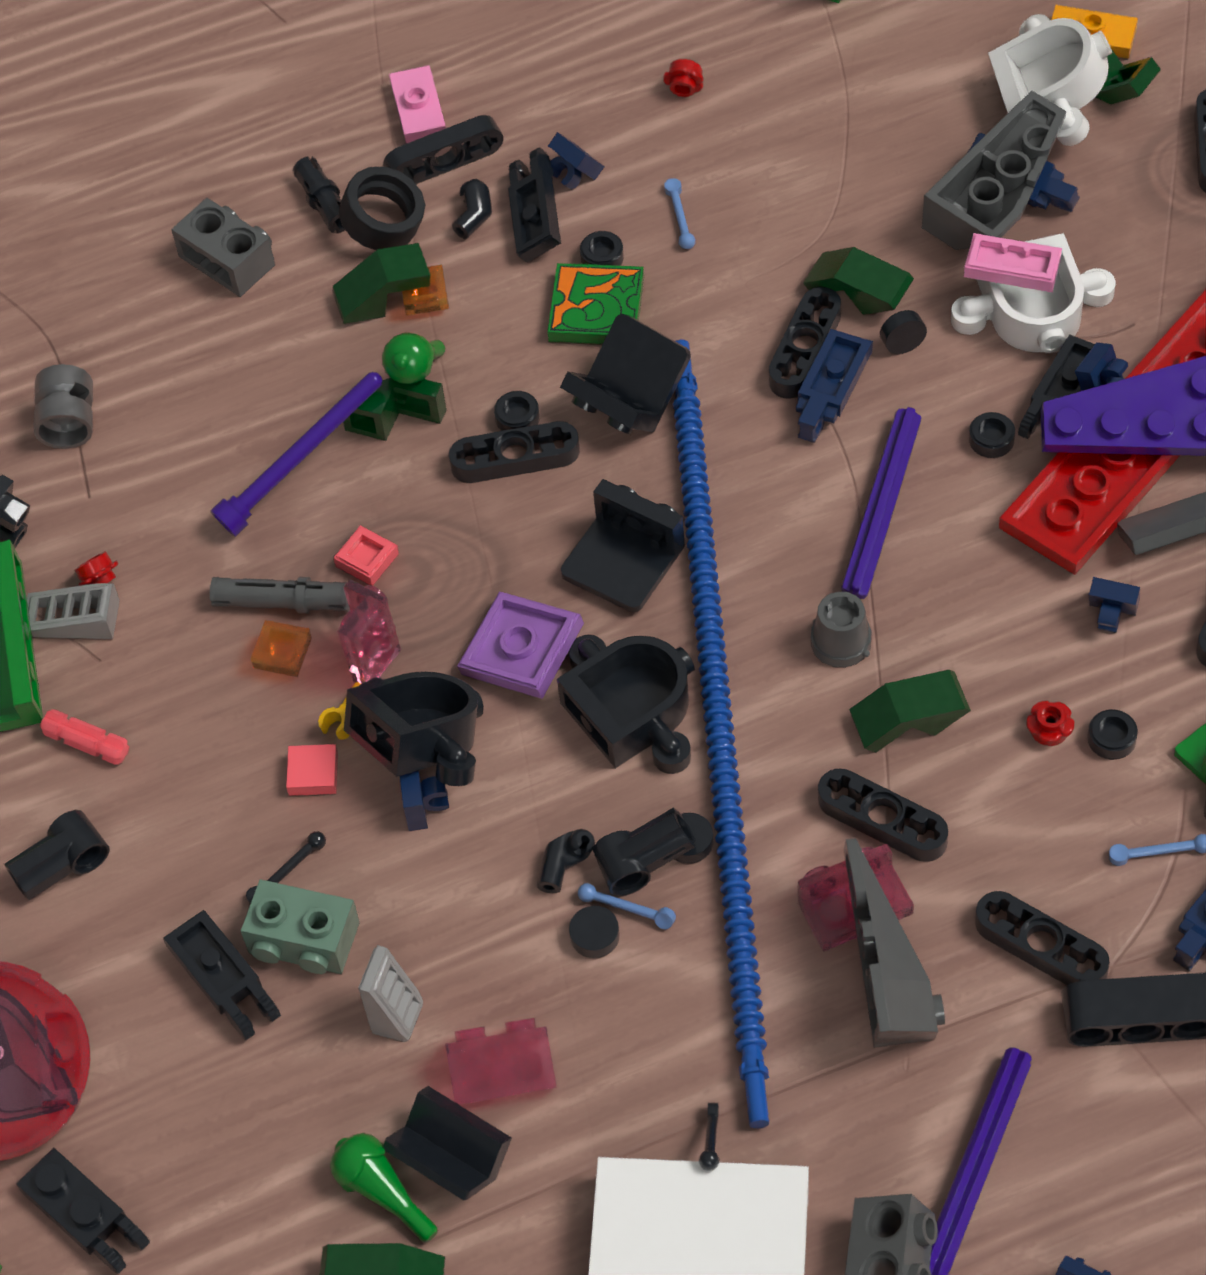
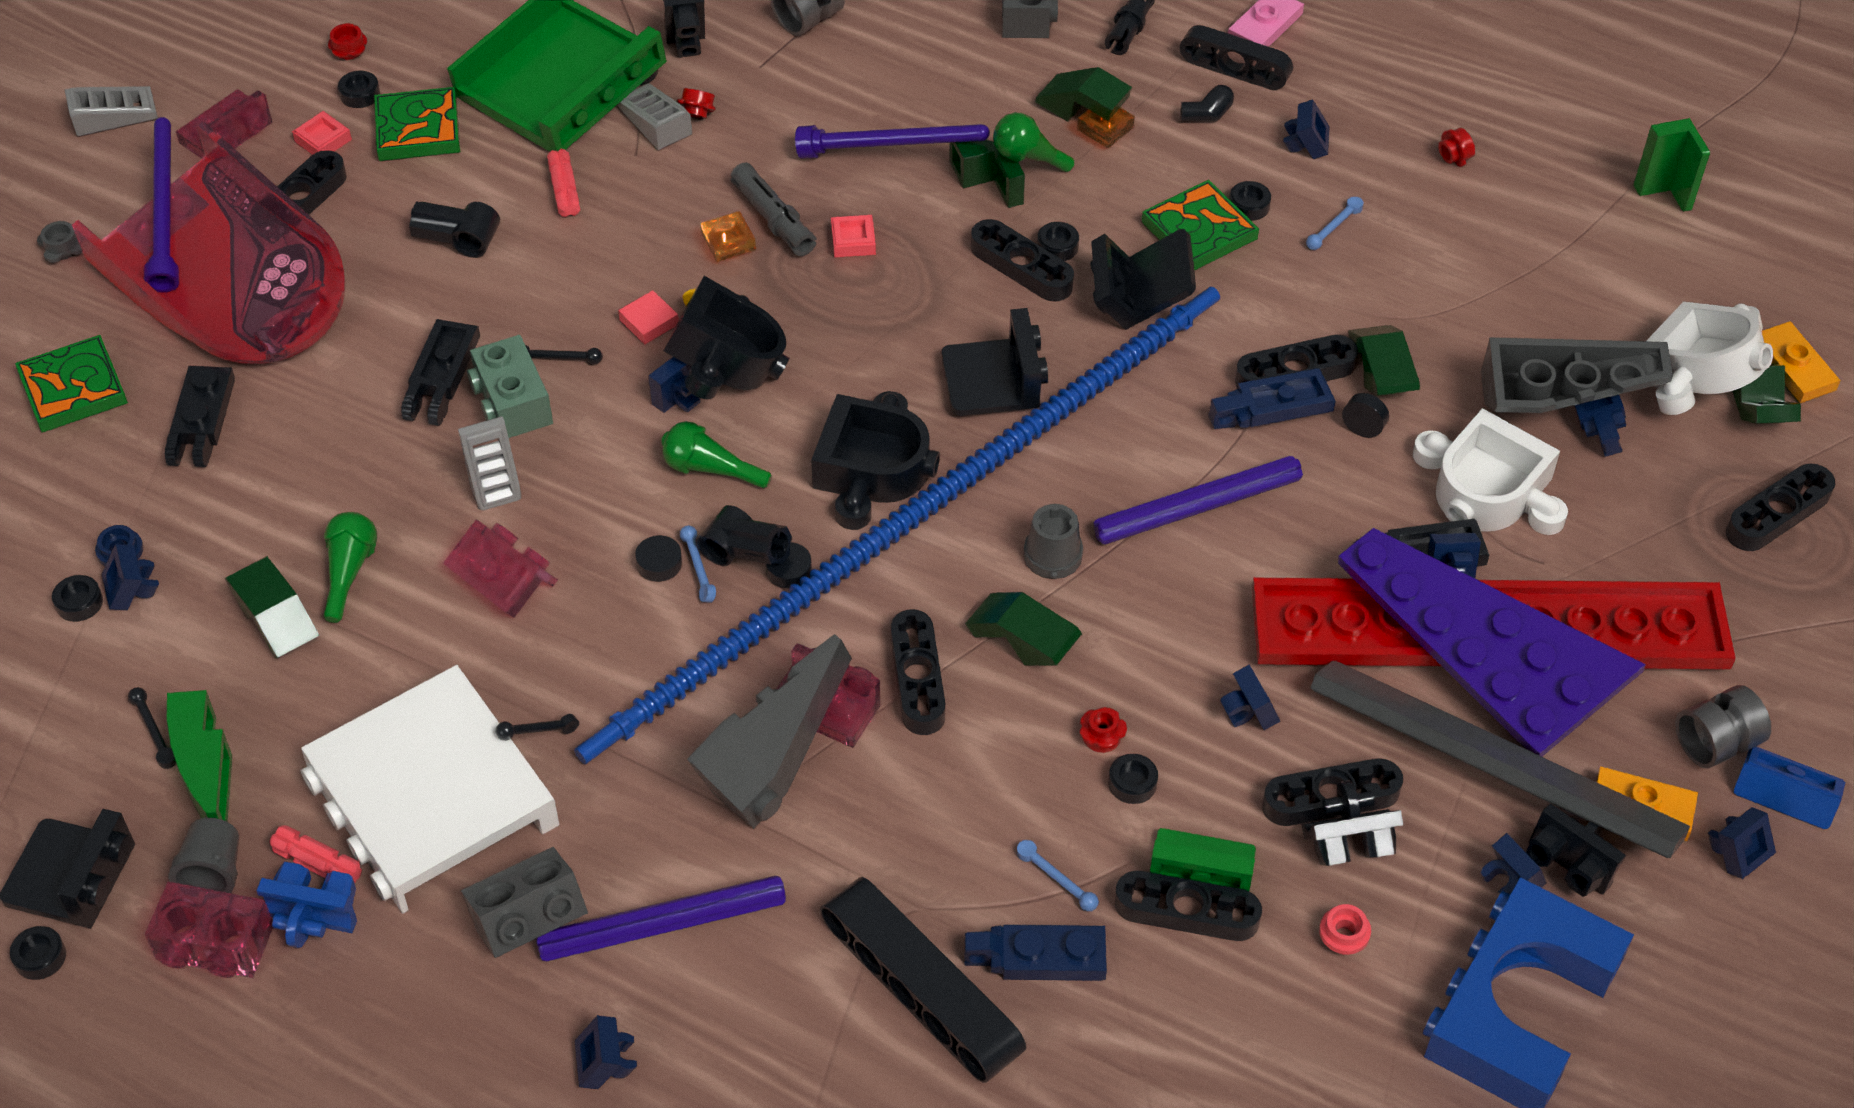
camera: 45 degrees right, 5 degrees down
(367, 632) = (770, 268): clear pink bracket -> none
(389, 184) = (1154, 29): black tyre -> none
(449, 1144) = (401, 578): black panel -> none
(502, 829) = (689, 448): none -> green piece
(520, 644) = (858, 363): medium lavender plate -> none
(533, 206) = (1244, 133): black hinge -> none
(561, 855) = (702, 498): black arm -> none
(991, 435) = (1334, 531): black tile -> none
(1012, 262) = (1488, 431): bright pink plate -> none
(1017, 910) = (905, 825): black beam -> none

